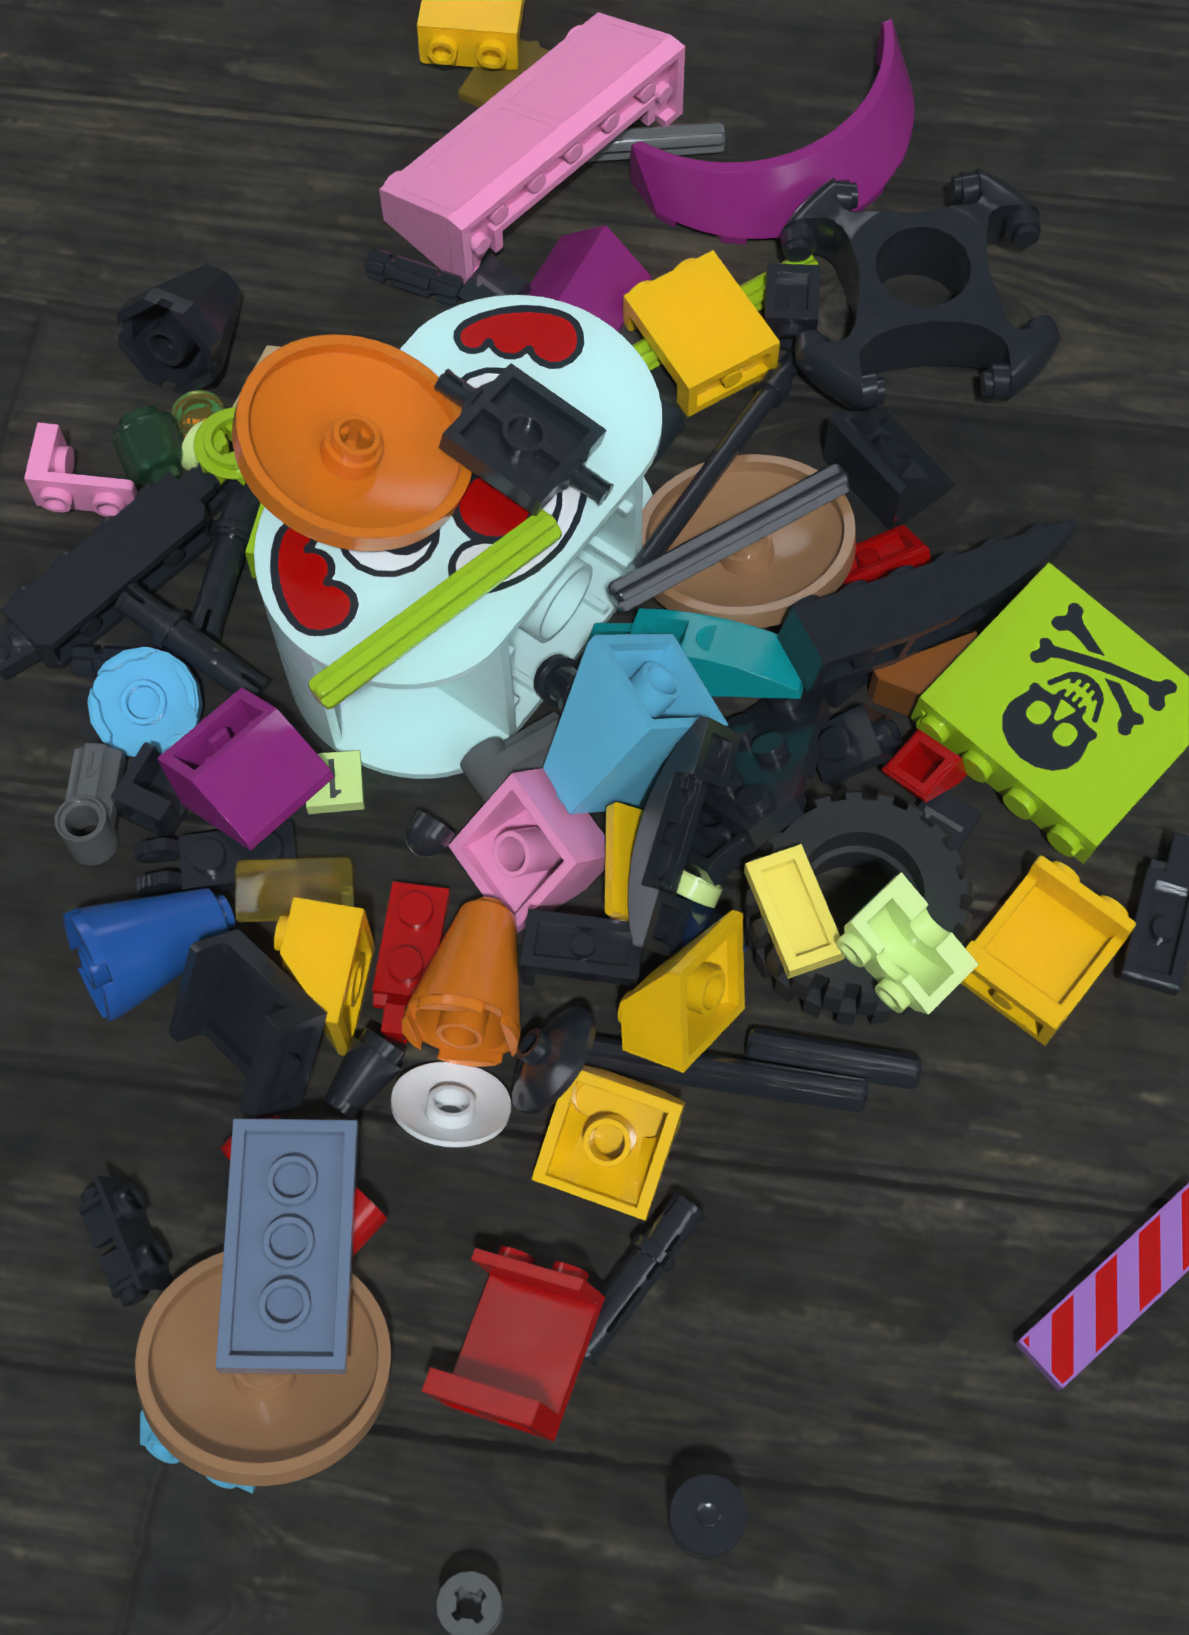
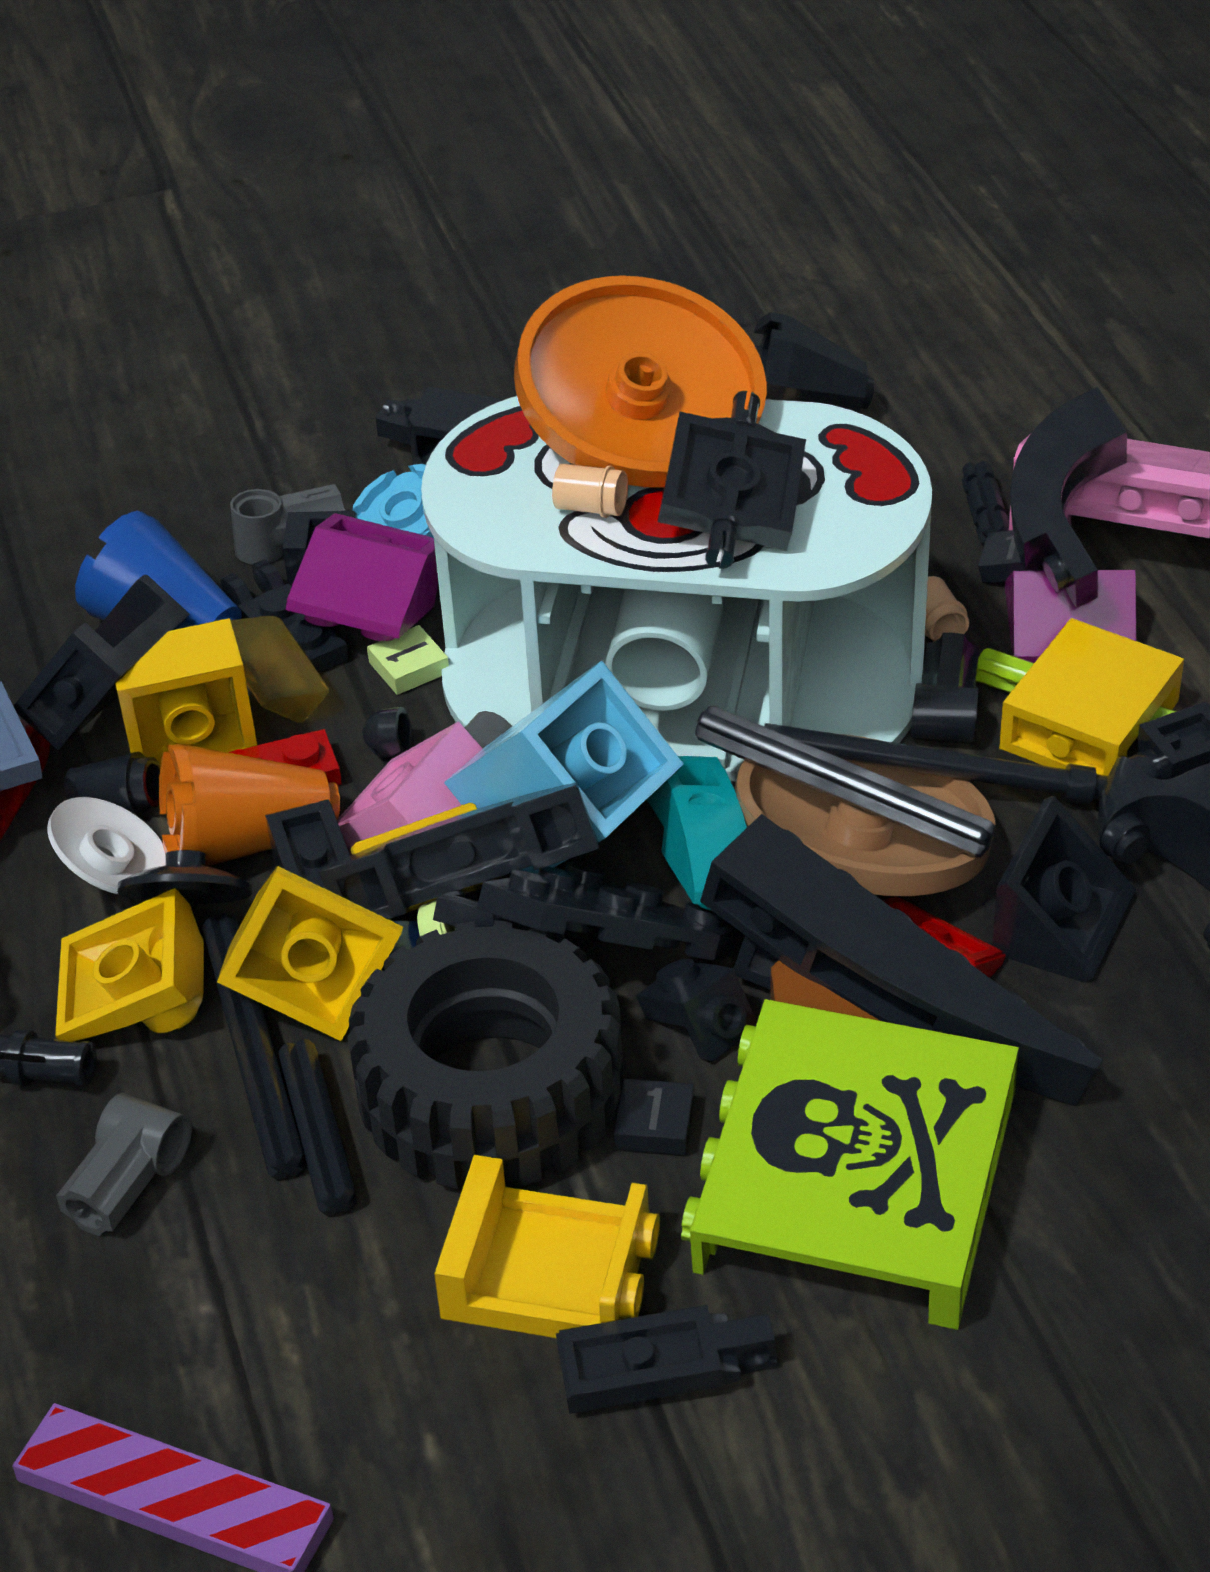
camera: 65 degrees right, 25 degrees down
(434, 610) = (522, 508): lime axle -> none
(451, 545) = (590, 489): none -> light nougat piece
(518, 229) = (1057, 460): none -> black arch
(794, 911) = (419, 960): light yellow tile -> none
(798, 1198) = (130, 1147): none -> dark grey piece
(905, 949) = (419, 1035): yellowish green cylinder -> none
(925, 767) = (700, 1063): red slope -> none

